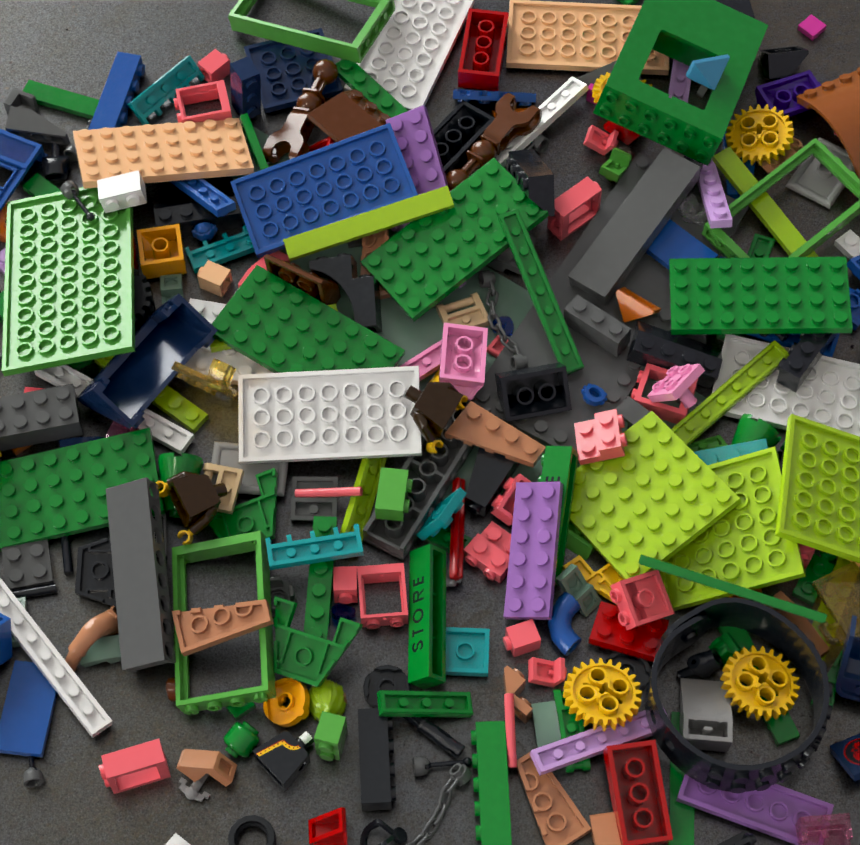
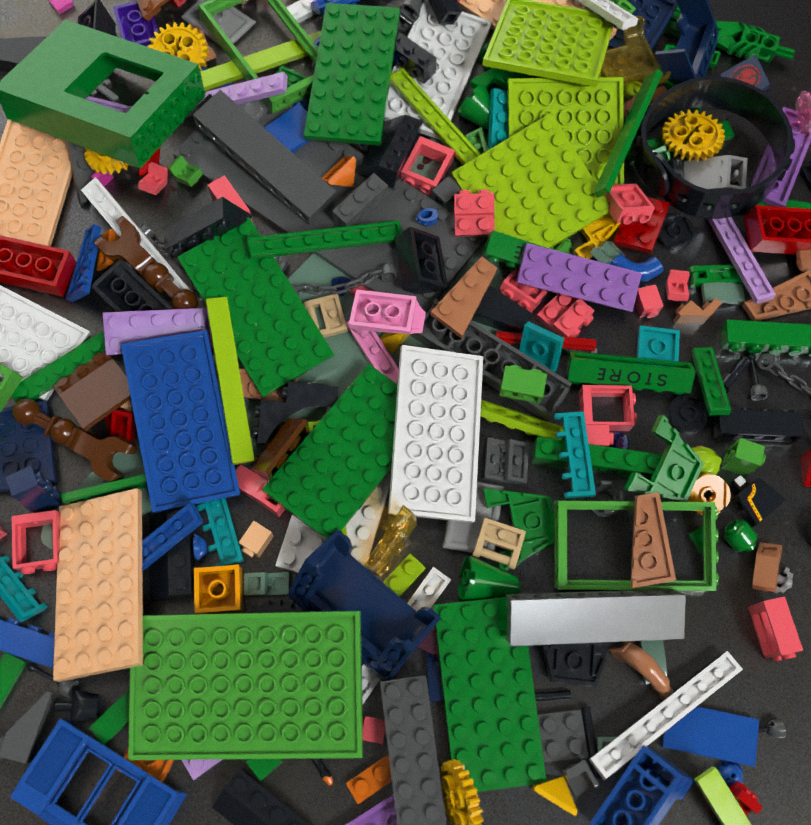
camera: 90 degrees left, 10 degrees up
(71, 190) = (138, 680): hinge -> none
(122, 191) = (156, 621): white brick -> none
(170, 688) = (694, 595): reddish brown tile -> none
(194, 500) = (521, 561): dark brown torso -> none
(329, 492) = (507, 444): coral piece -> none
(434, 409) = (448, 335): dark brown torso -> none
(510, 730) = (731, 315): coral piece -> none
(602, 694) = (719, 253): yellow gear -> none
(676, 385) = (444, 143): bright pink plate -> none
(708, 70) = (124, 60): dark azure slope -> none

